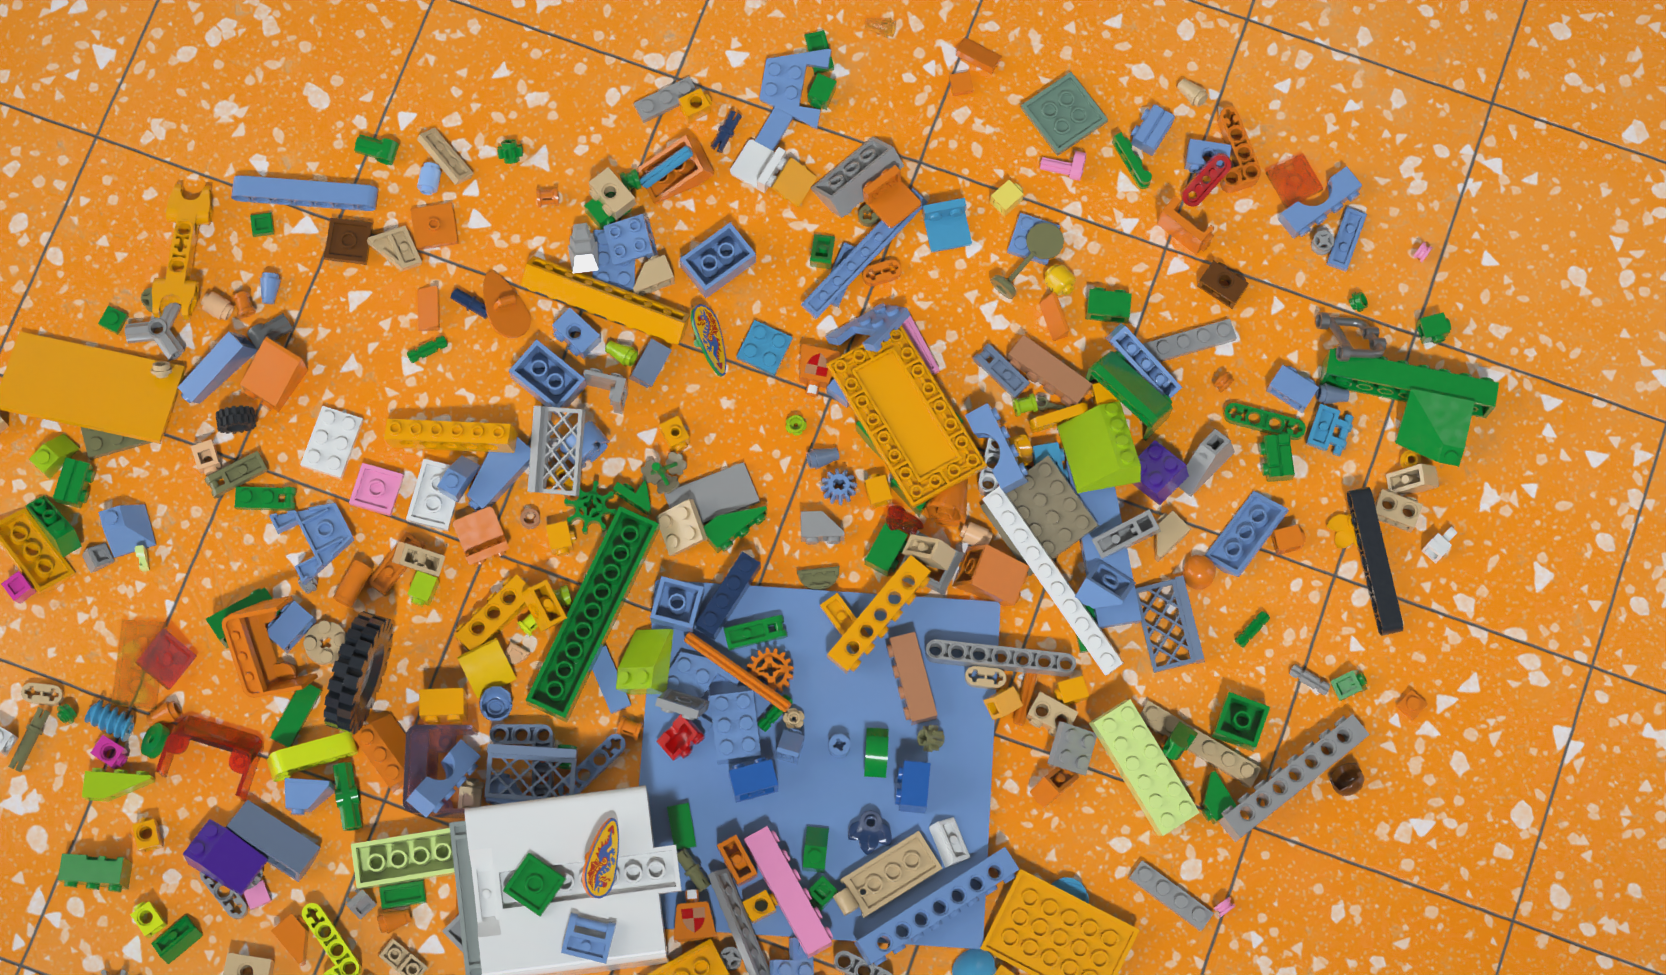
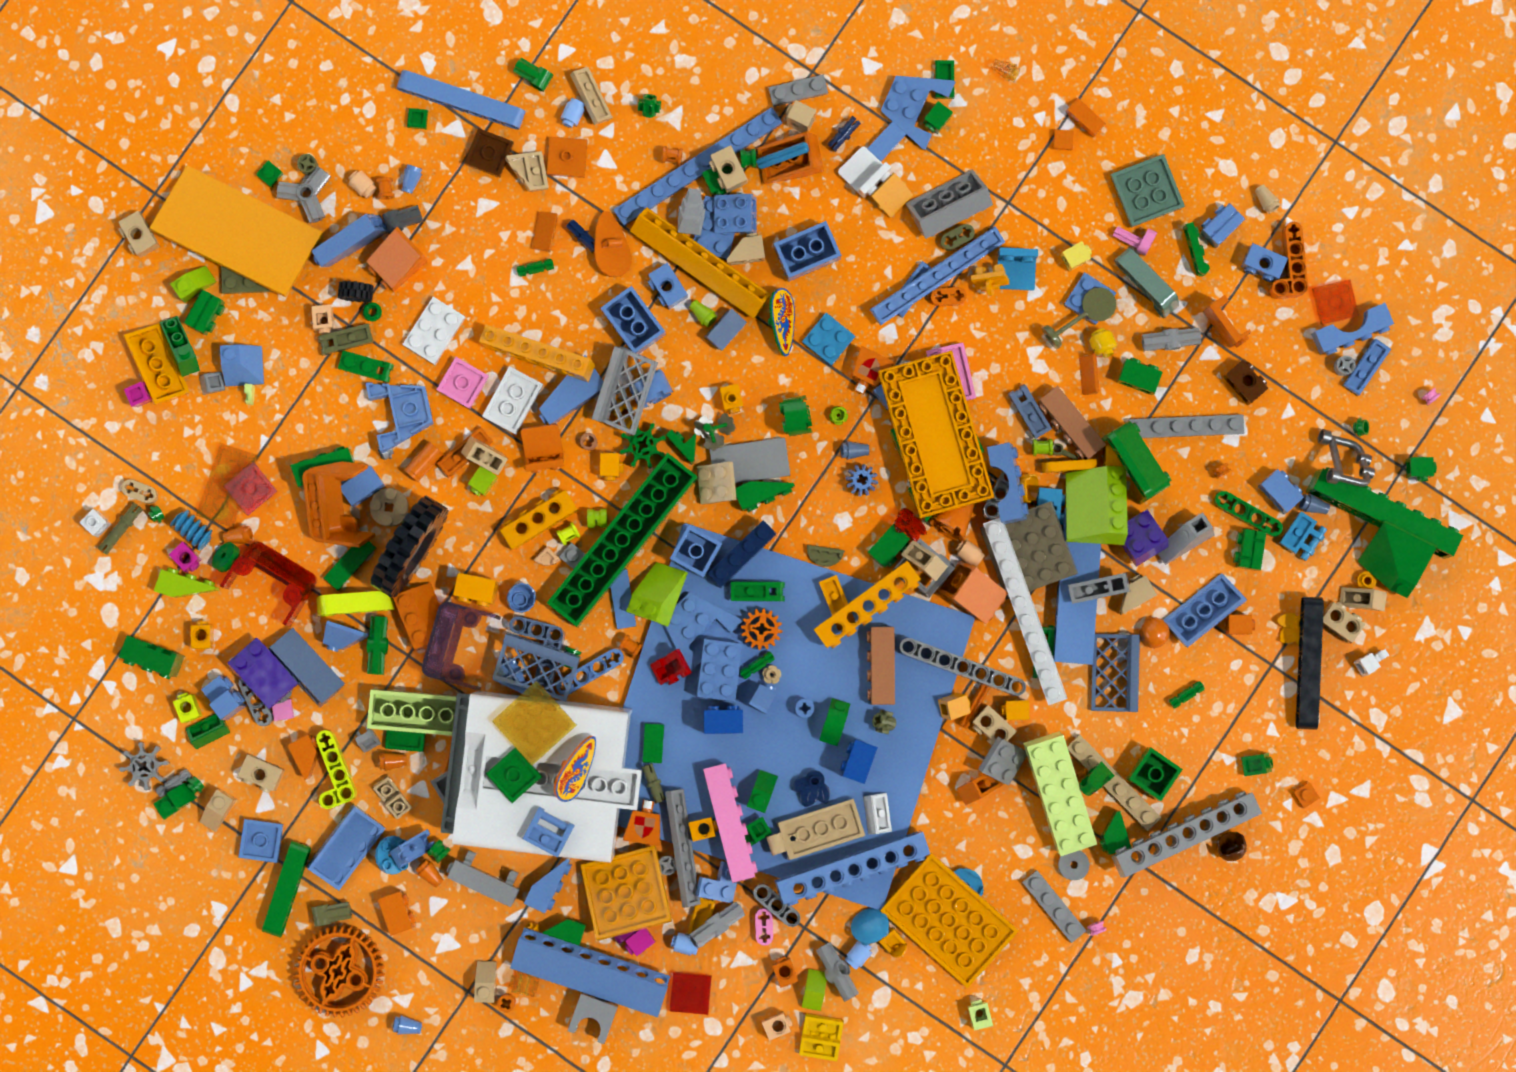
camera: 15 degrees right, 10 degrees up
(161, 369) = (301, 231): tan plate -> none
(176, 285) = (330, 158): light orange piece -> none
(189, 899) = (224, 698): none -> medium blue brick
(259, 432) = (368, 307): none -> green plate
(431, 792) = (476, 642): medium blue arch -> none
(458, 478) = (535, 391): medium blue slope -> none
(470, 793) = (481, 671): tan bracket -> none
(486, 667) = (520, 564): yellow slope -> none
(540, 645) = (572, 555): none -> light grey plate
(543, 605) = (581, 525): light orange brick -> none
(543, 820) = (534, 723): none -> clear yellow plate
(573, 206) = (693, 168): none -> medium blue plate
(613, 382) = (690, 352): light grey bracket -> none
(675, 122) = (800, 116): none -> tan brick
(687, 705) = (678, 641): light grey plate -> none
(691, 113) = (816, 97): light orange brick -> none
(737, 672) = (733, 623): orange axle -> none
(737, 861) = (692, 786): orange brick -> none
(750, 433) = (796, 416): none -> green brick
(819, 527) = (835, 511): light grey slope -> none
(822, 251) = (901, 264): green slope -> none
(875, 323) = (930, 342): medium blue wing -> none
(878, 491) = (894, 492): light orange brick -> none
(890, 197) = (973, 232): orange bracket -> none
(922, 243) = (990, 281): none -> light orange hips
(985, 672) = (942, 684): tan beam -> none
(1091, 205) = (1148, 281): none -> sand green beam
(1104, 587) = (1068, 629): medium blue slope -> none
(1131, 259) = (1171, 339): none -> light grey piece
(1143, 361) = (1155, 437): medium blue brick -> none
(1177, 854) = (1074, 873): none -> light grey piece
(1203, 188) = (1251, 289): red plate -> none
(1309, 679) = (1224, 751): light grey axle -> none

